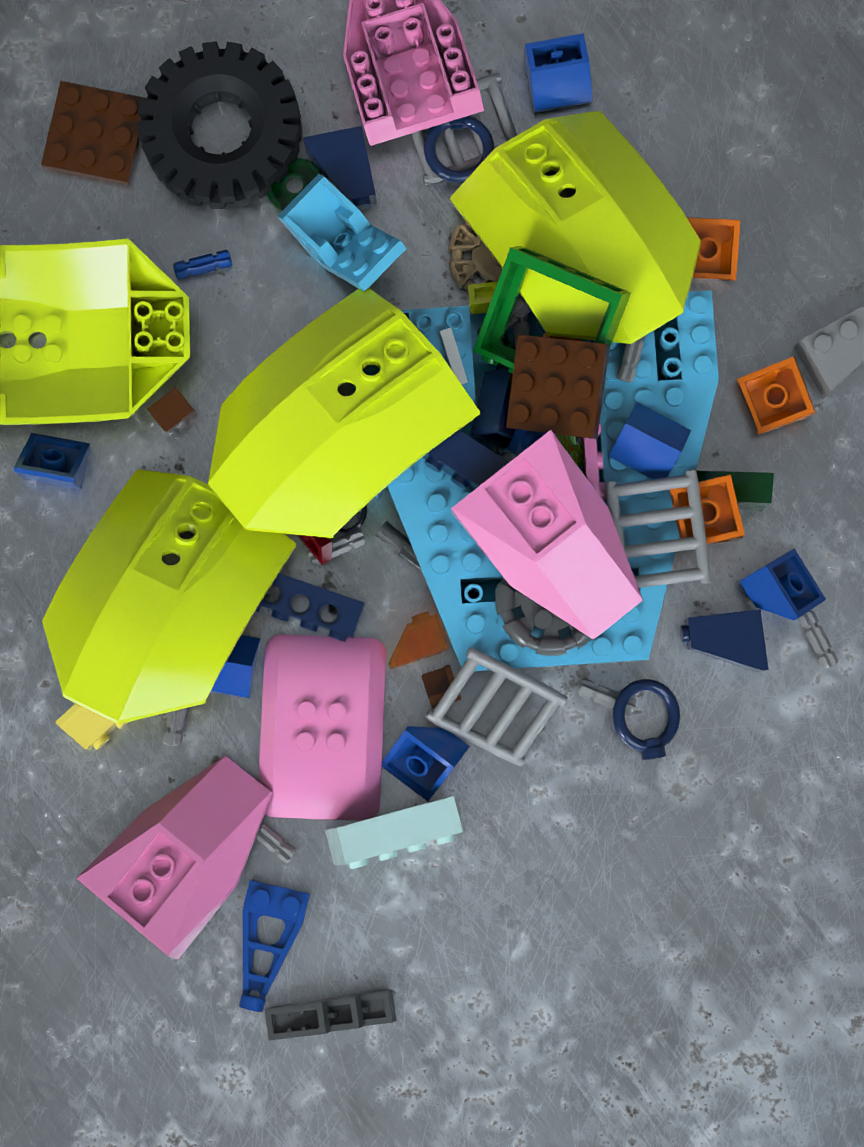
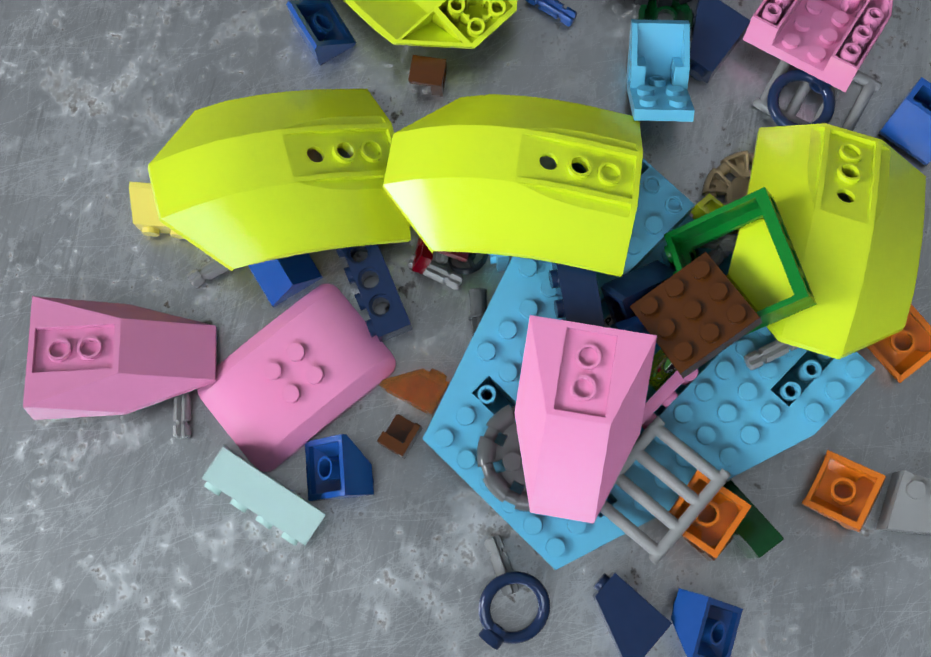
camera: 55 degrees right, 5 degrees down
(276, 903) = (139, 456): blue plate -> none
(330, 1015) = (88, 568): dark grey slope -> none
(453, 355) = (647, 225): white sticker -> none
(501, 671) = (446, 466): light grey bar -> none
(649, 443) = (718, 423): blue slope -> none

